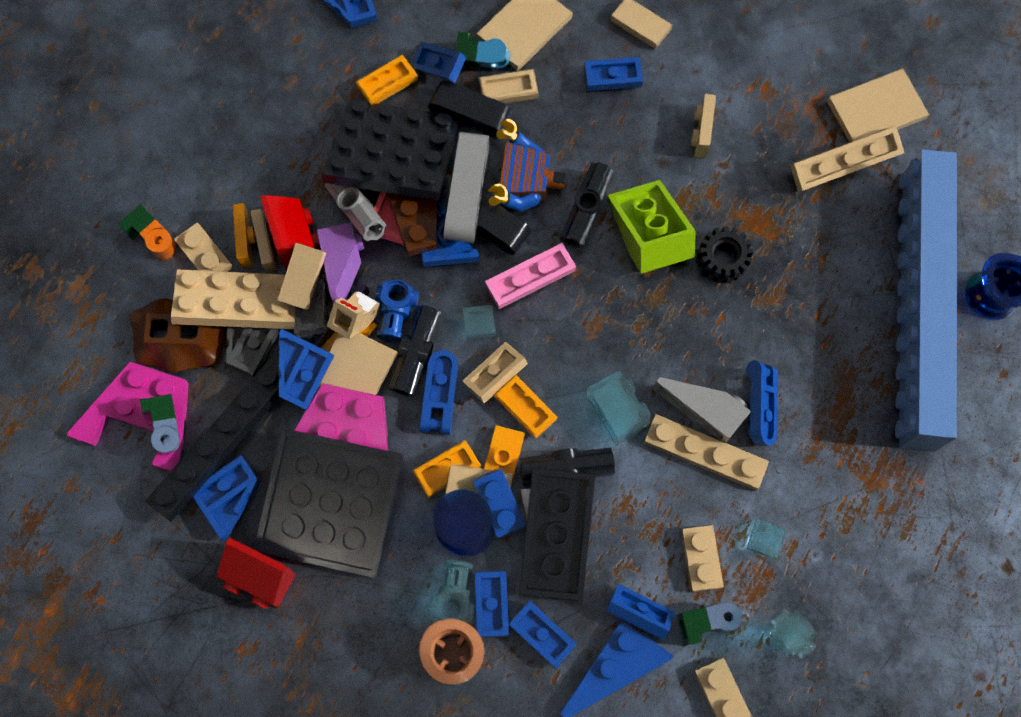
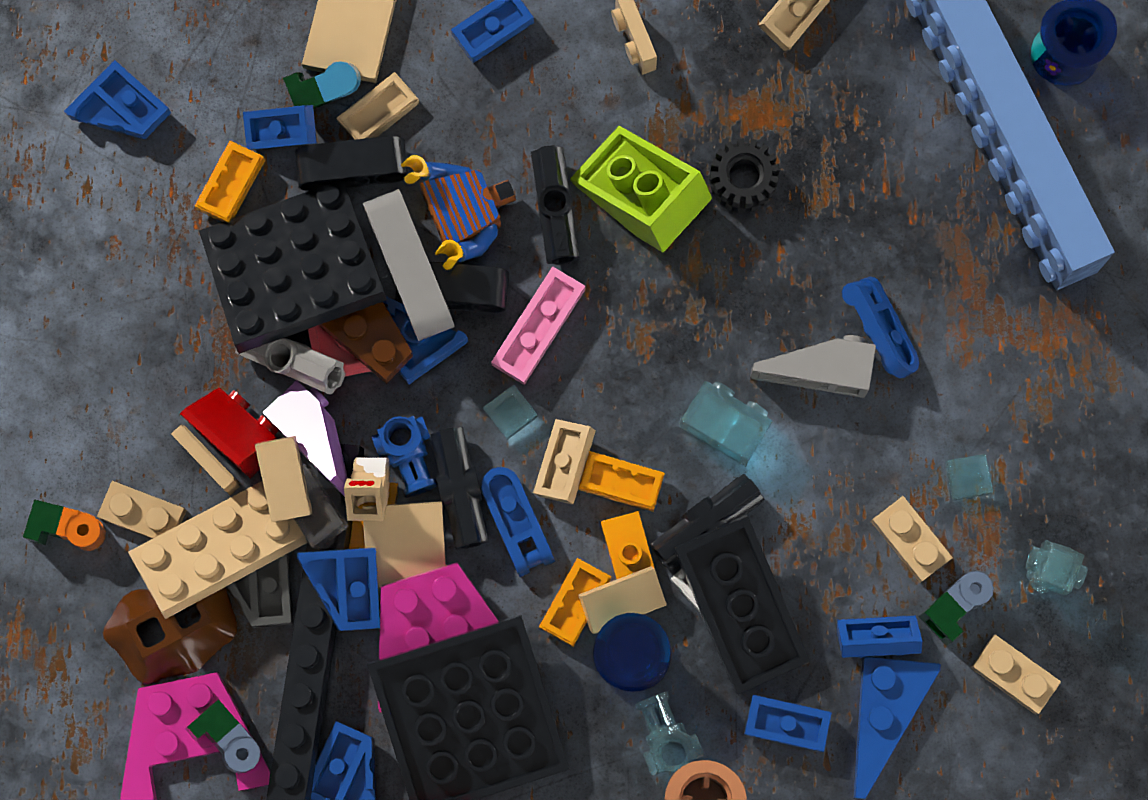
camera: 25 degrees left, 5 degrees up
(244, 235) = (178, 465): light orange plate -> none
(491, 604) = (713, 722): blue plate -> none
(499, 497) = (648, 597): blue plate -> none
(706, 452) = (849, 417): tan plate -> none

